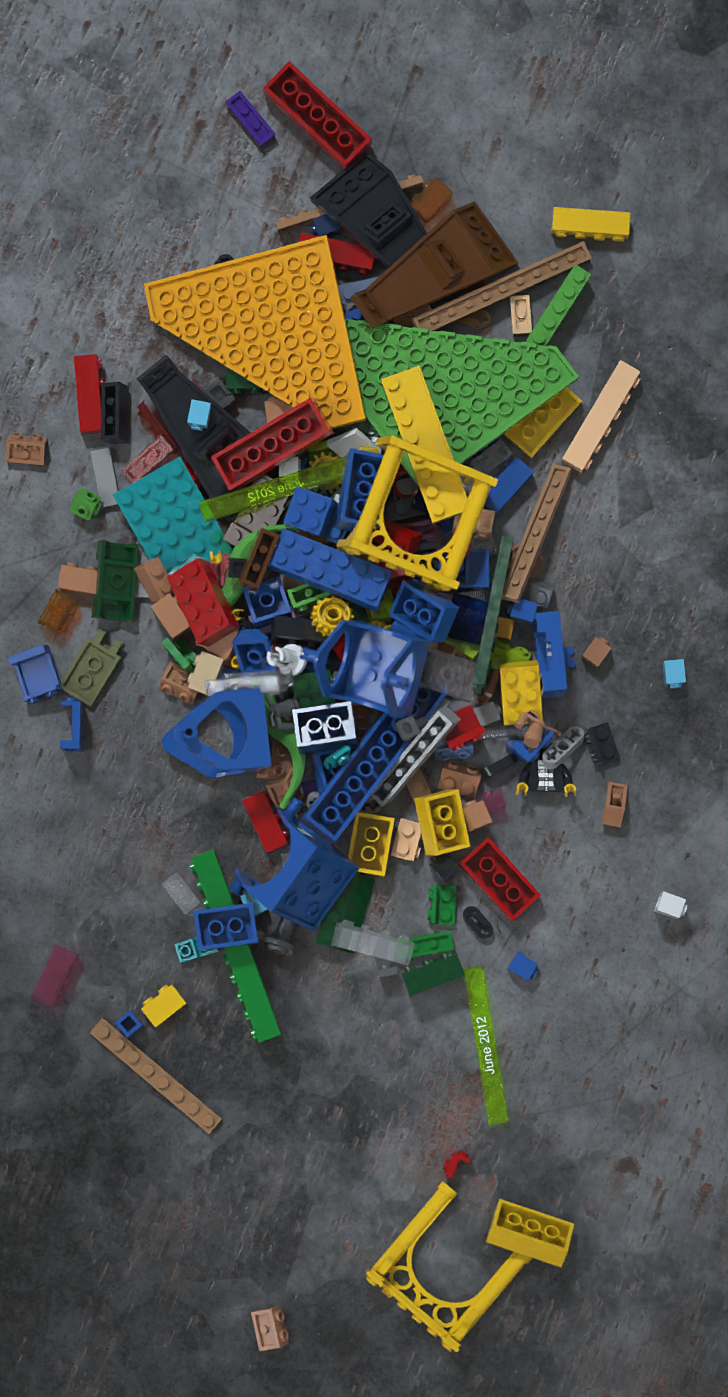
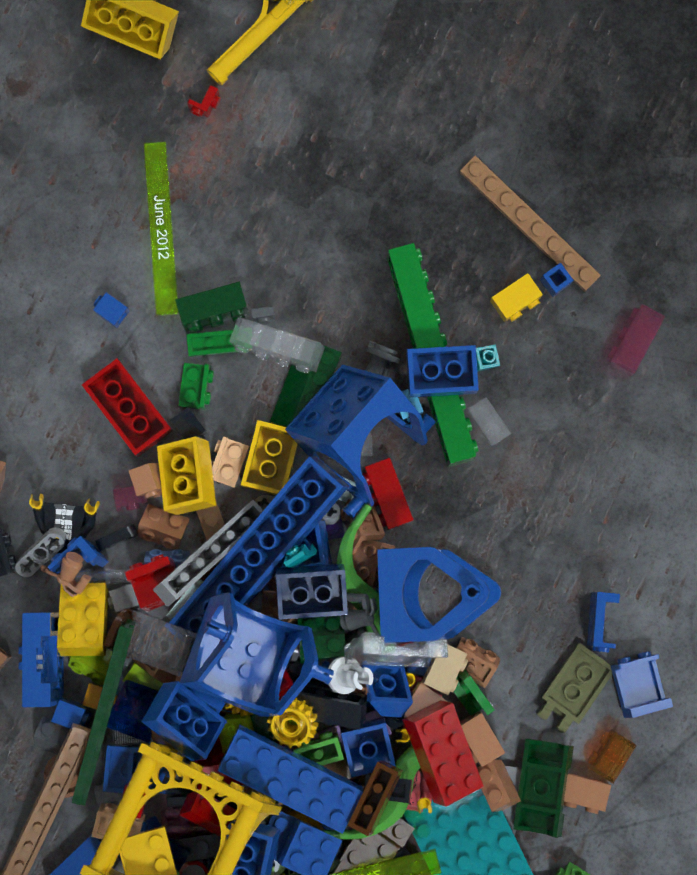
camera: 175 degrees right, 0 degrees up
(410, 728) = (211, 584): dark grey bracket -> none
(473, 925) = (154, 366): black beam -> none

